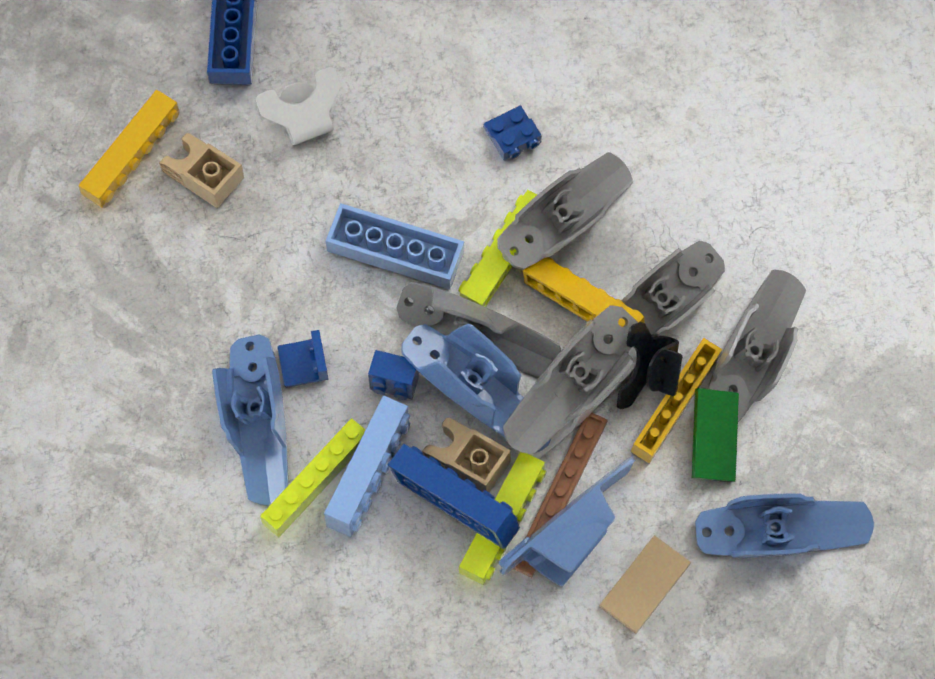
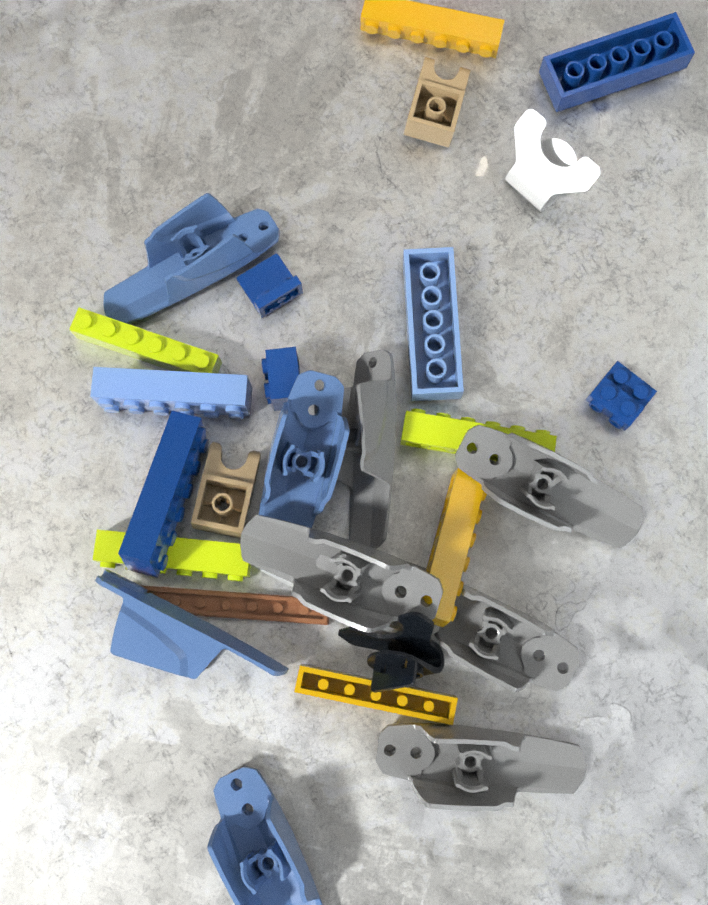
camera: 70 degrees right, 10 degrees up
(645, 584) = (156, 736): tan tile -> none
(715, 435) = (350, 753): green tile -> none

